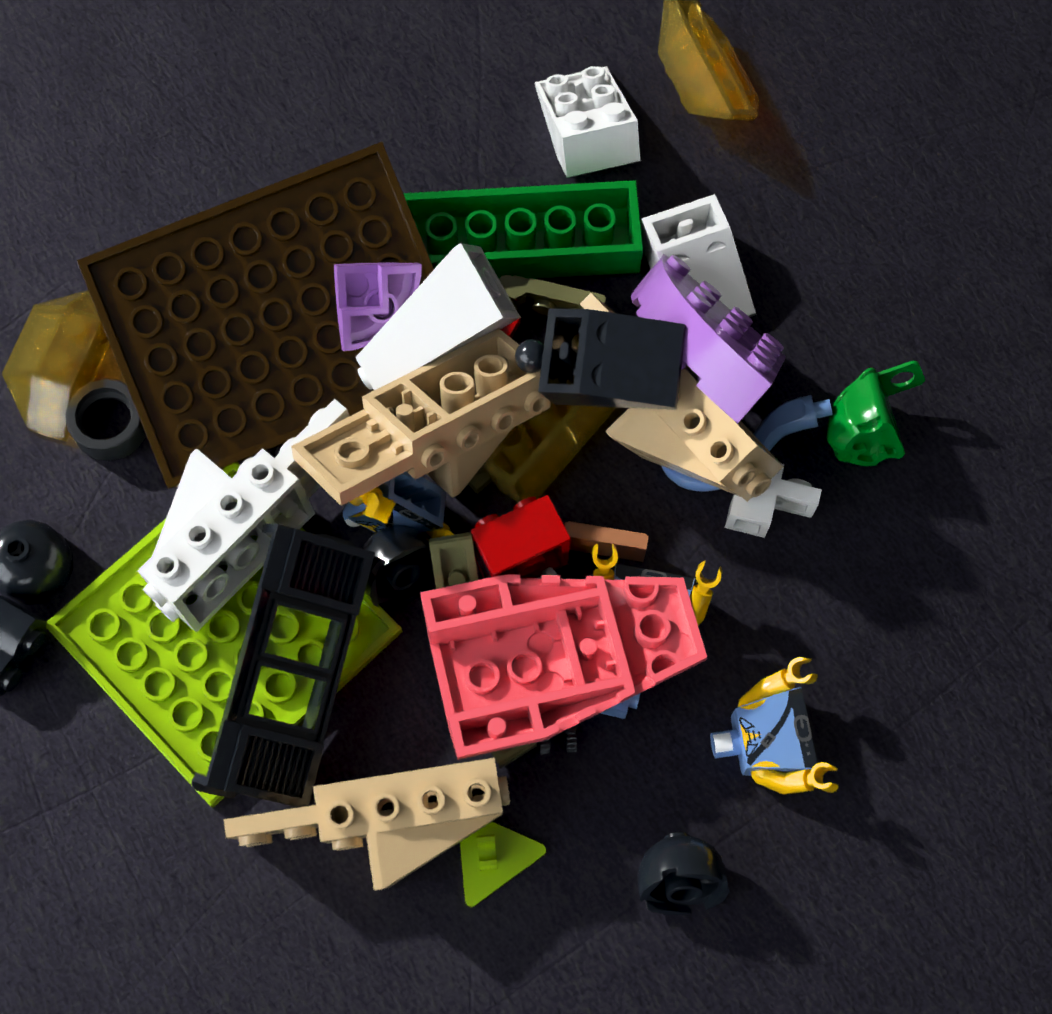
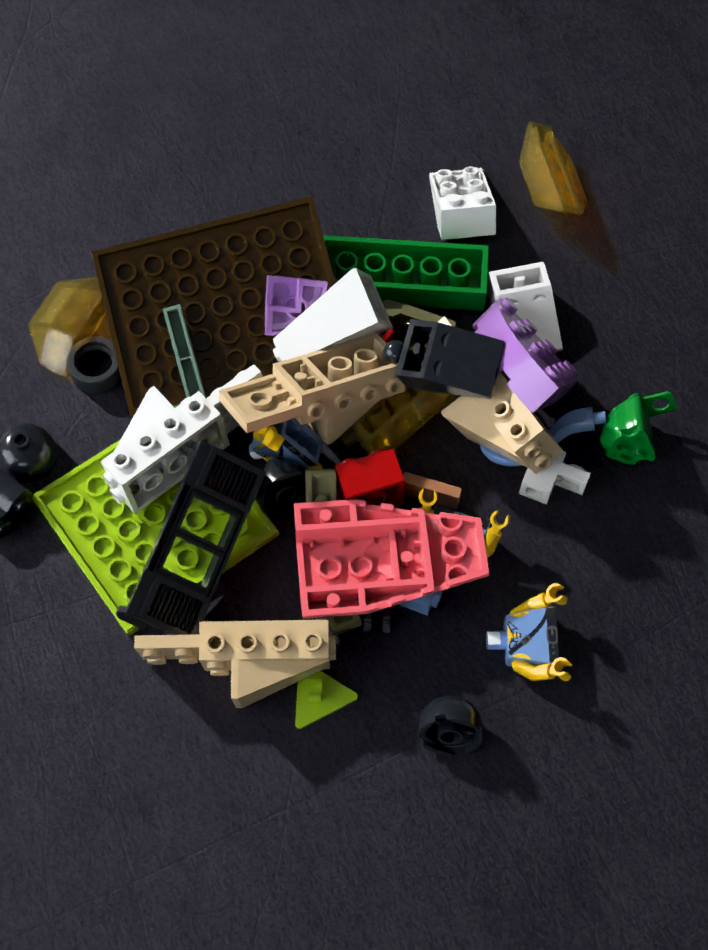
camera: 10 degrees right, 5 degrees down
(232, 390) = (183, 350): none -> sand green piece

